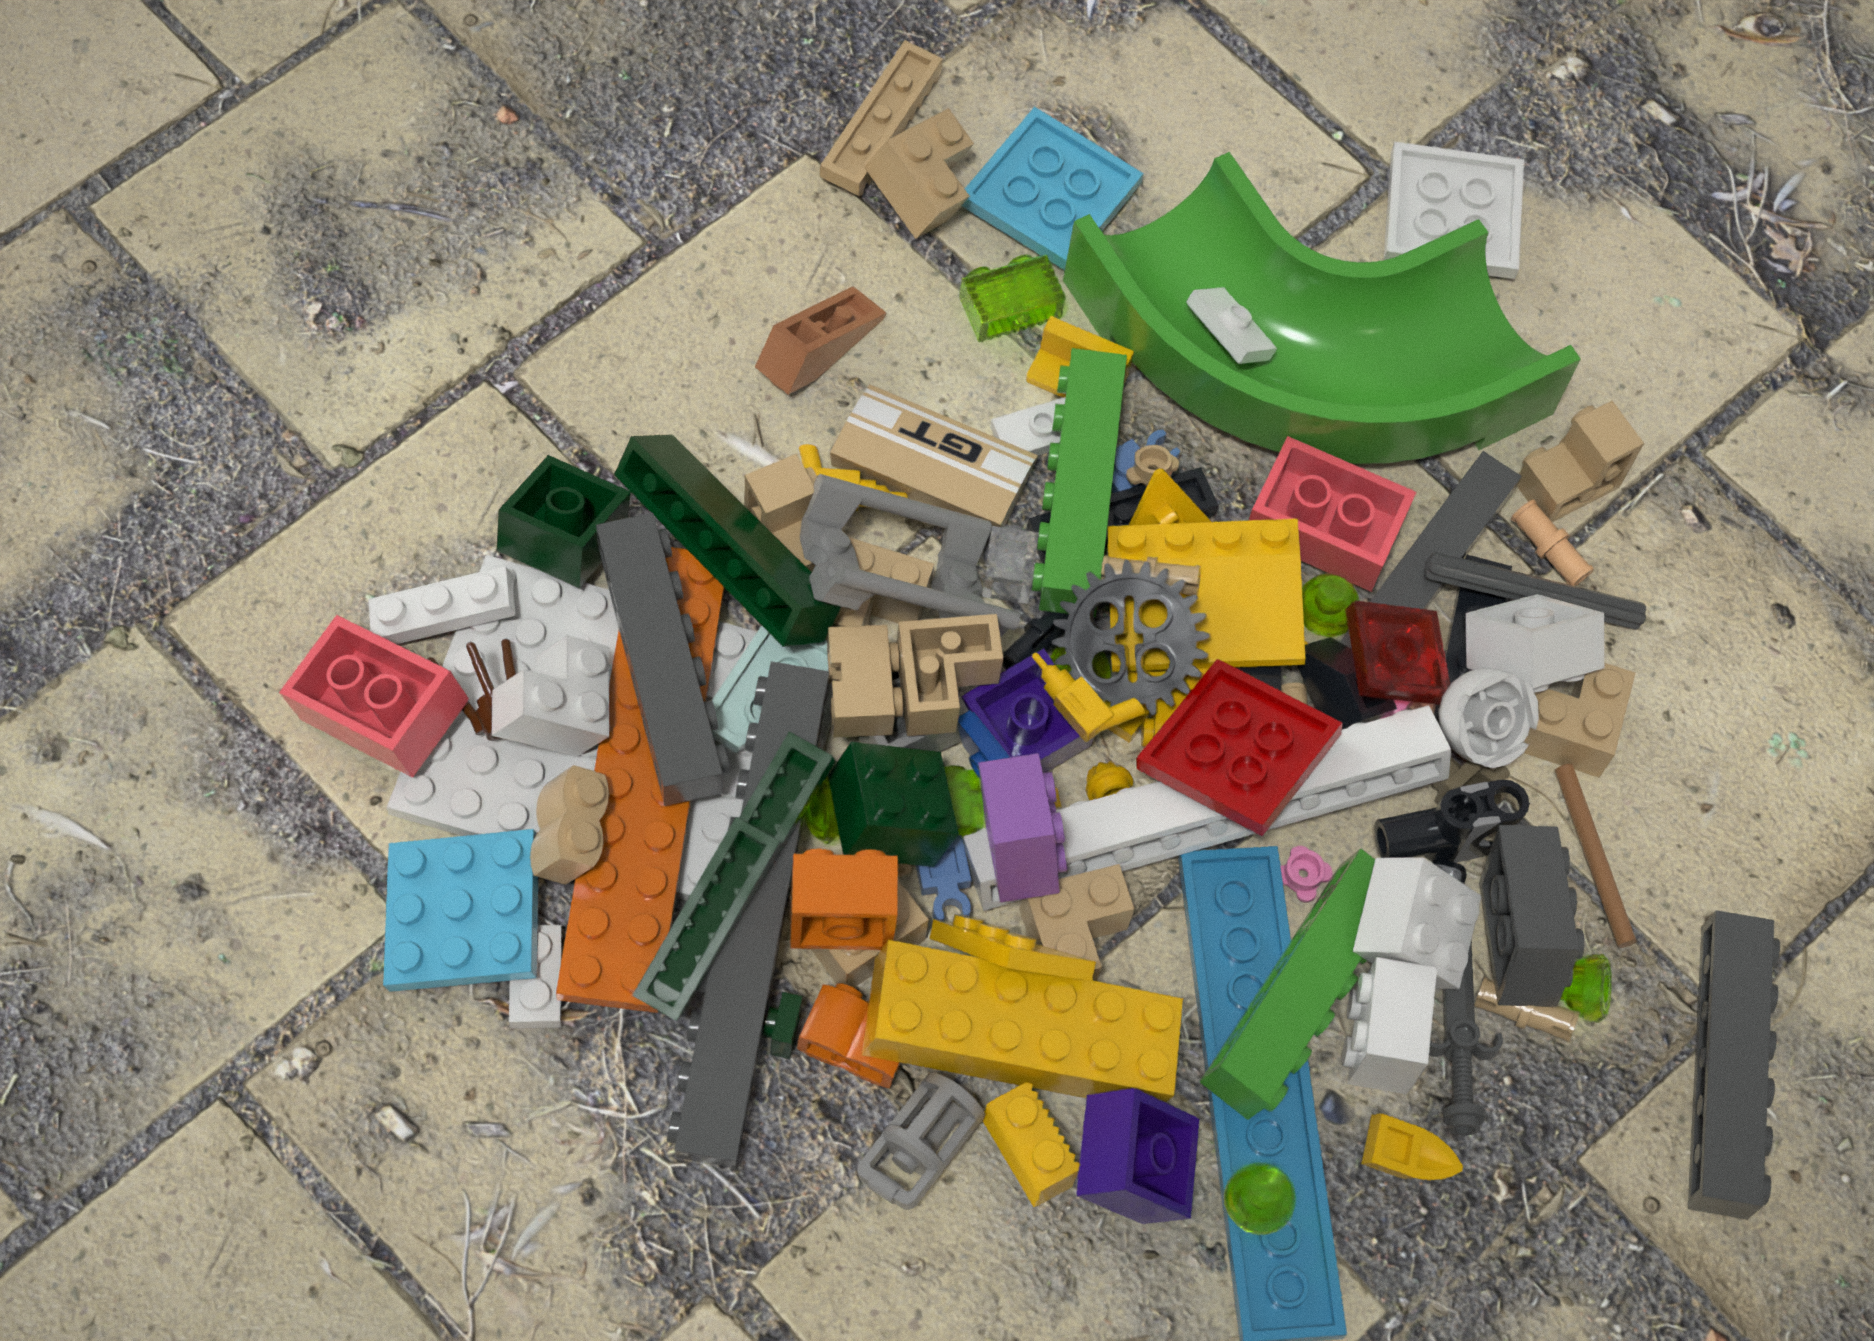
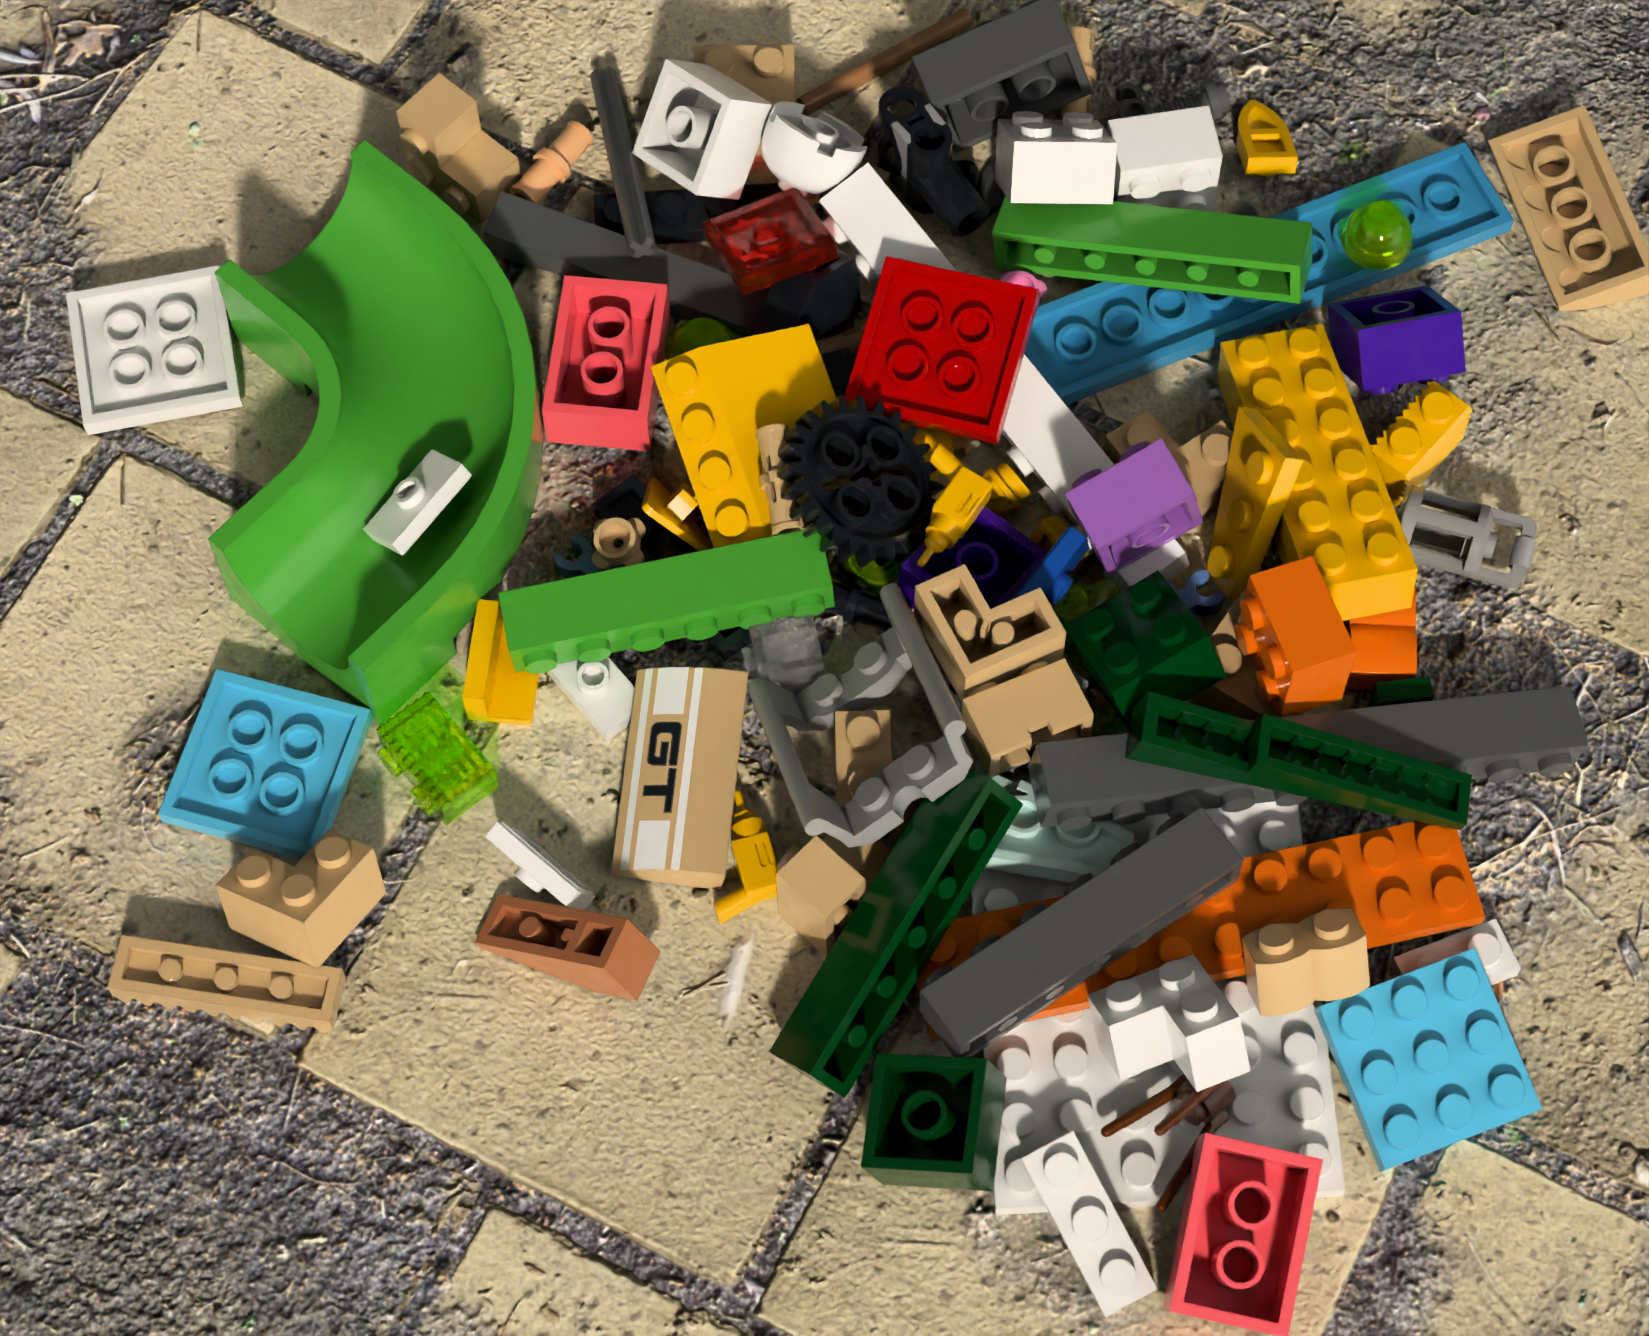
camera: 100 degrees left, 0 degrees up
(892, 337) = (538, 867): none -> white plate

